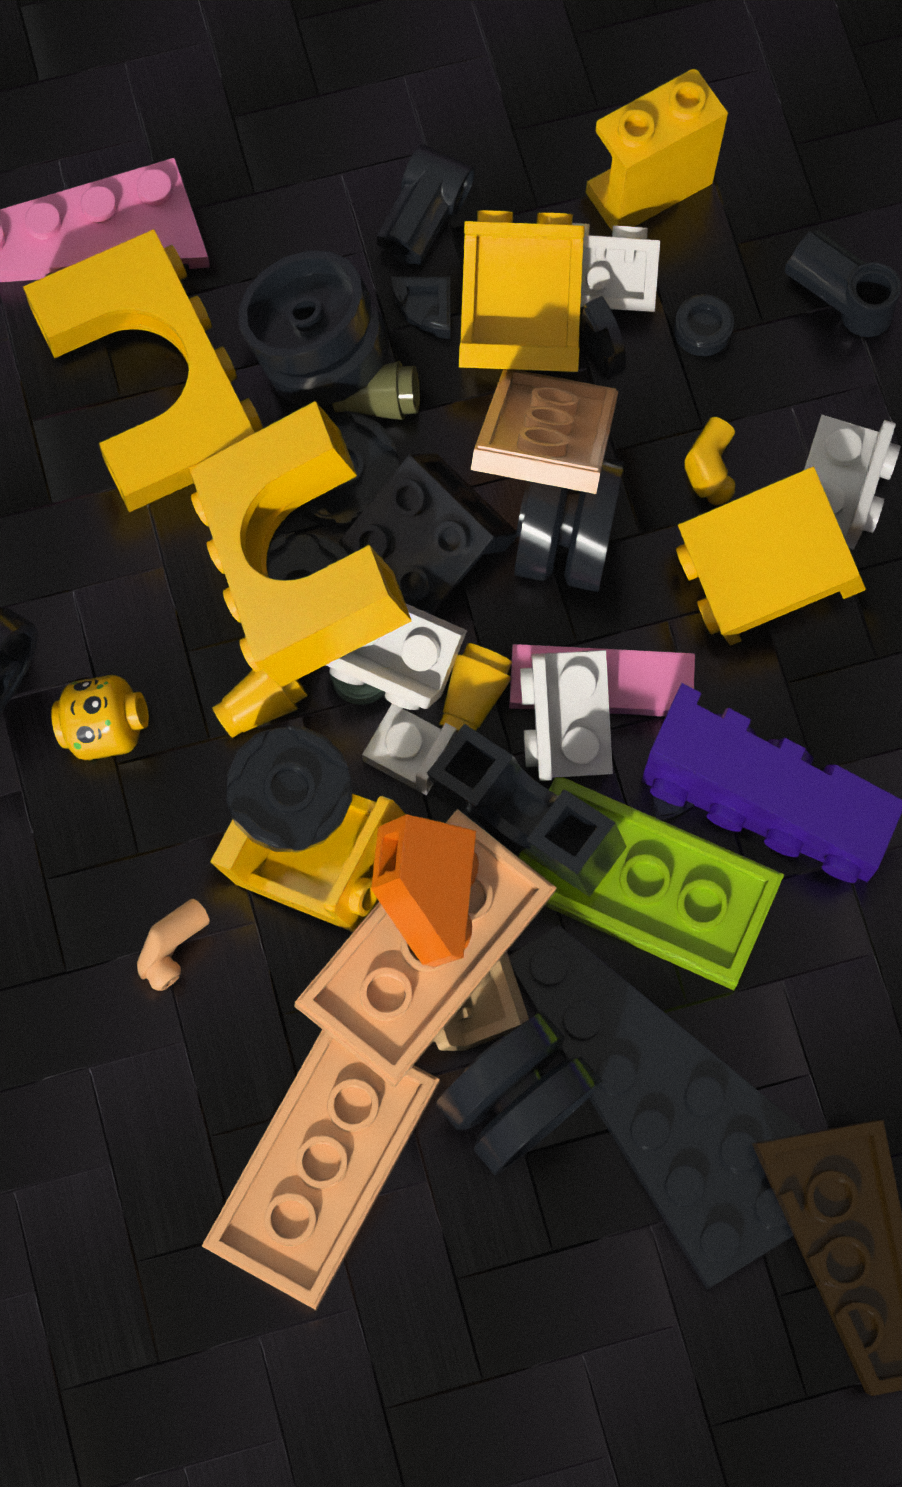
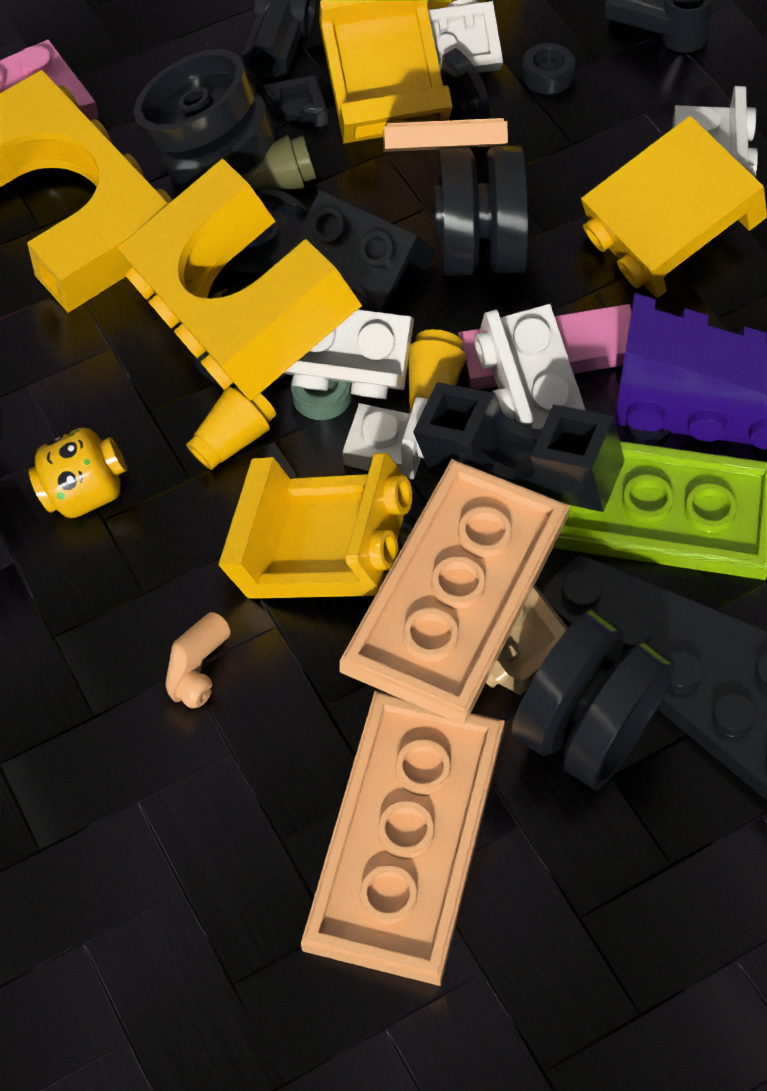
camera: 10 degrees left, 15 degrees down
(288, 789) = (281, 479): black tile -> none
(425, 884) = (444, 512): orange slope -> none
(705, 463) = (585, 161): yellow arm -> none

